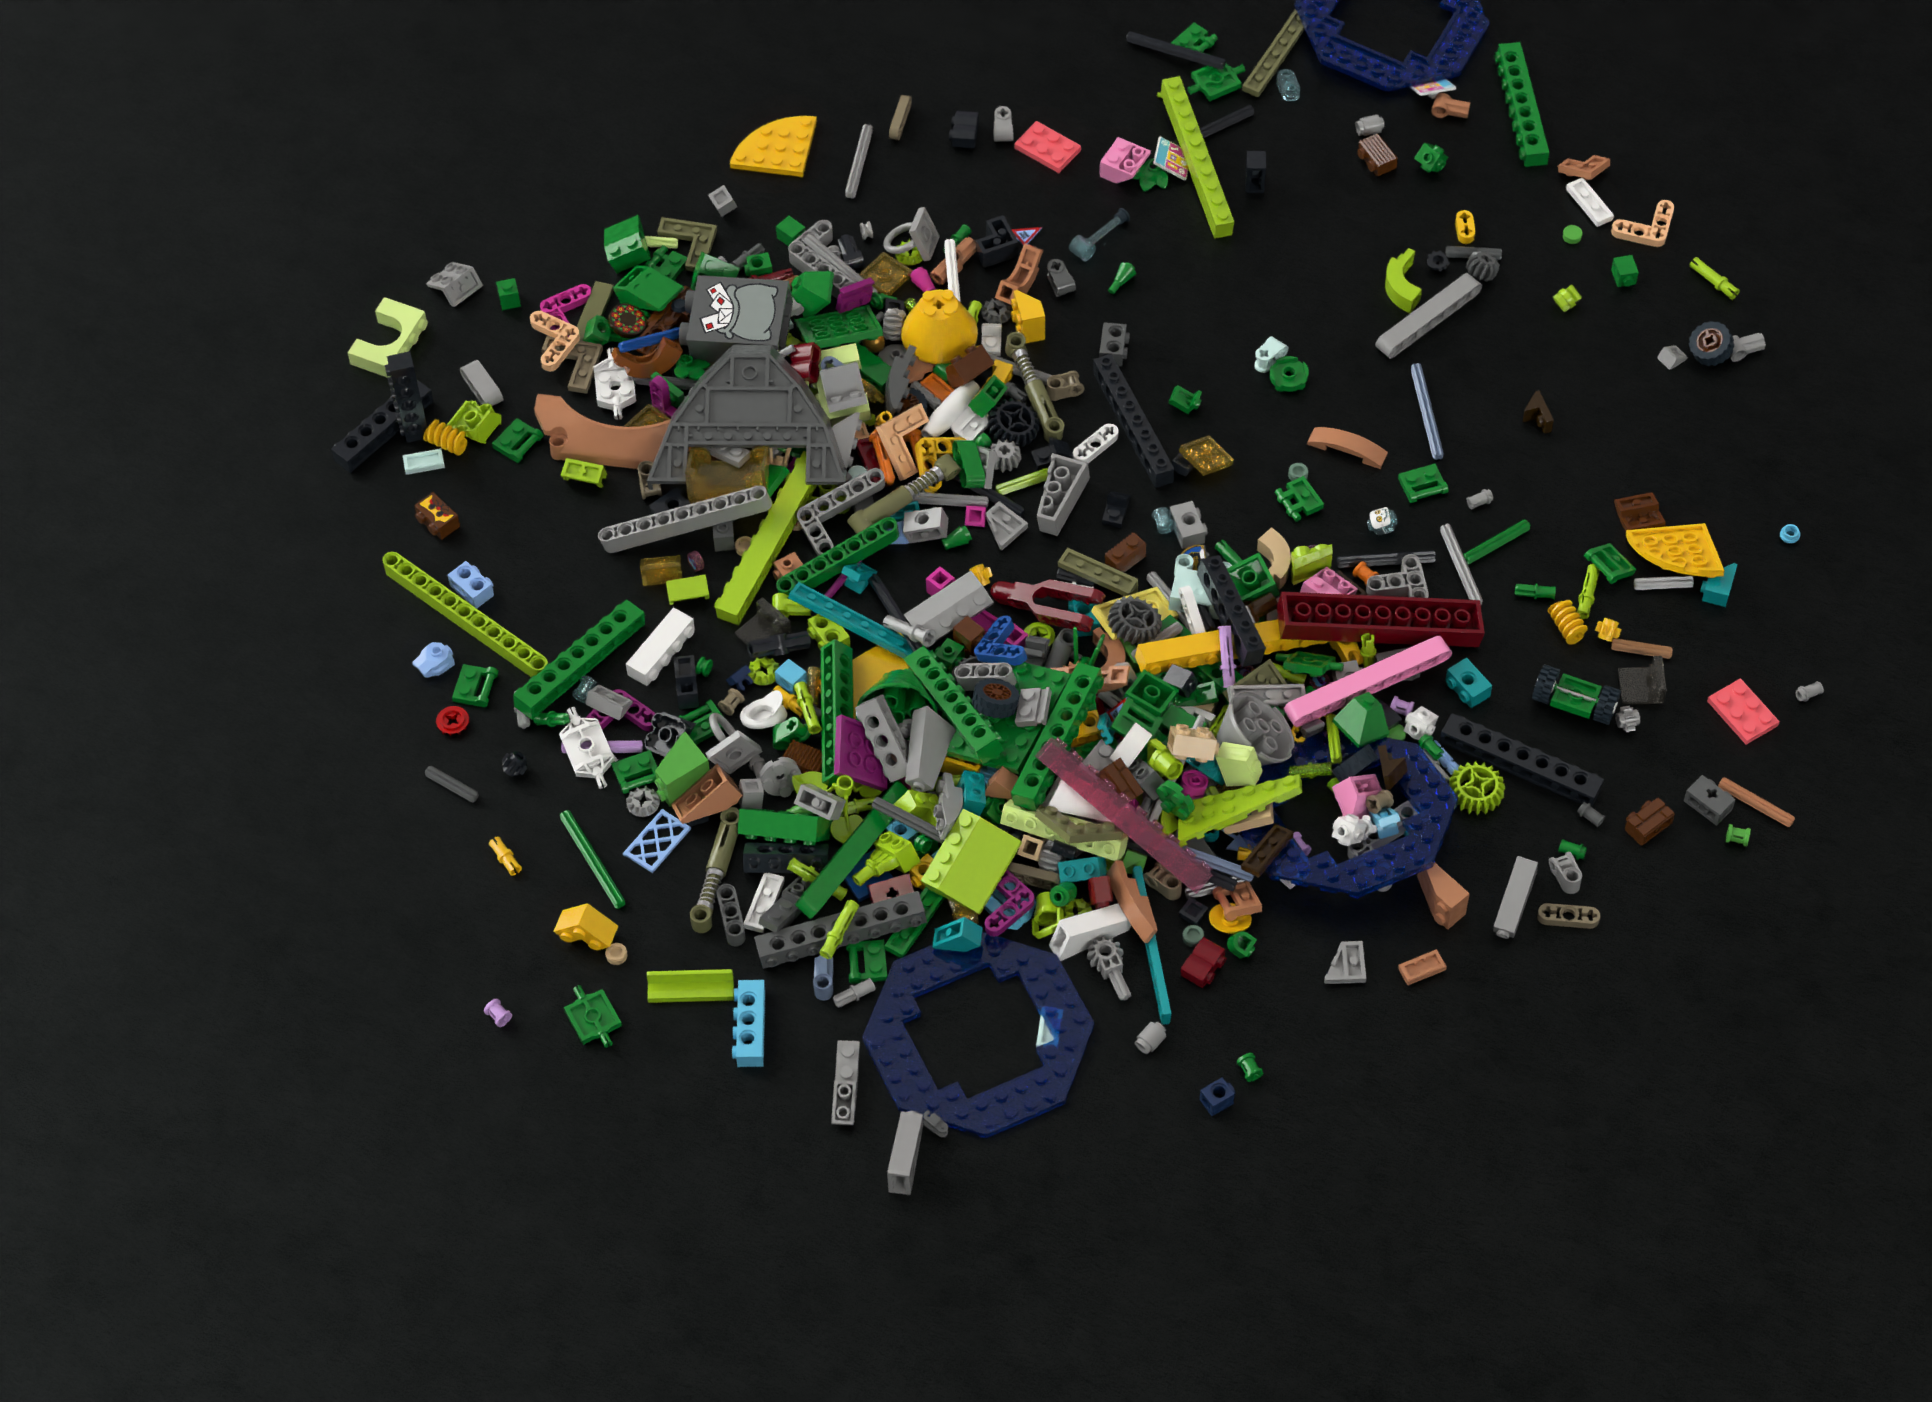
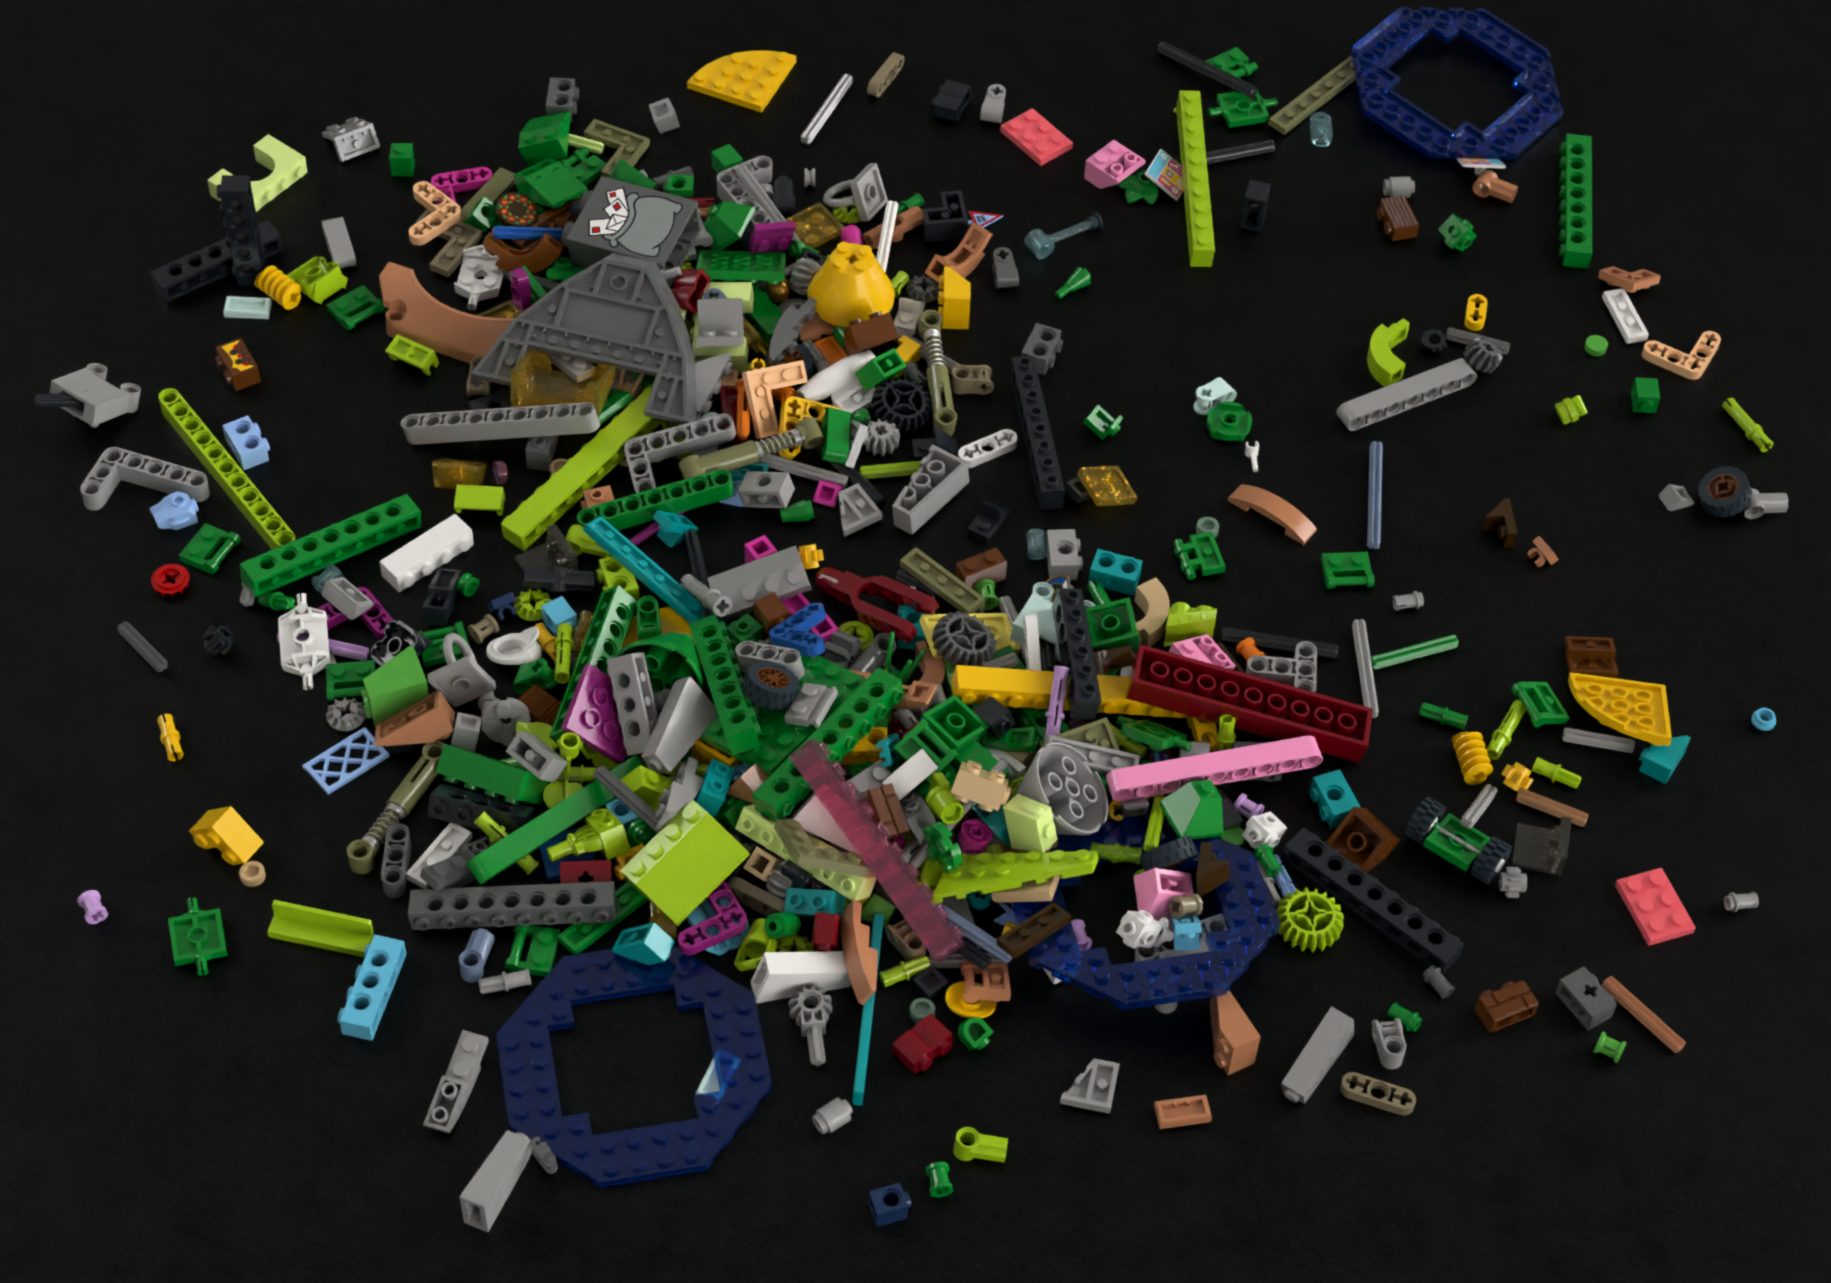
camera: 10 degrees right, 5 degrees down
(324, 575) = (90, 396): none -> light grey piece
(395, 633) = (120, 464): none -> light grey beam
(592, 859) = (265, 764): green axle -> none
(625, 202) = (562, 96): none -> dark grey brick
(835, 936) = (498, 911): lime pin -> none
(868, 664) = (648, 618): none -> green piece
(1133, 569) = (987, 592): none -> bright green bush
(1170, 907) = (904, 971): none -> lime axle
(1235, 529) = (1116, 571): none -> teal brick
(1274, 1033) = (980, 1147): none -> lime piece
(1315, 397) = (1252, 453): none -> white hand
(1382, 521) = (1287, 599): head -> none
(1500, 711) = (1363, 839): none -> reddish brown slope
(1578, 429) = (1544, 551): none -> nougat tile
(1584, 662) = (1478, 806): none -> light grey axle
(1637, 618) = (1556, 773): none -> lime axle

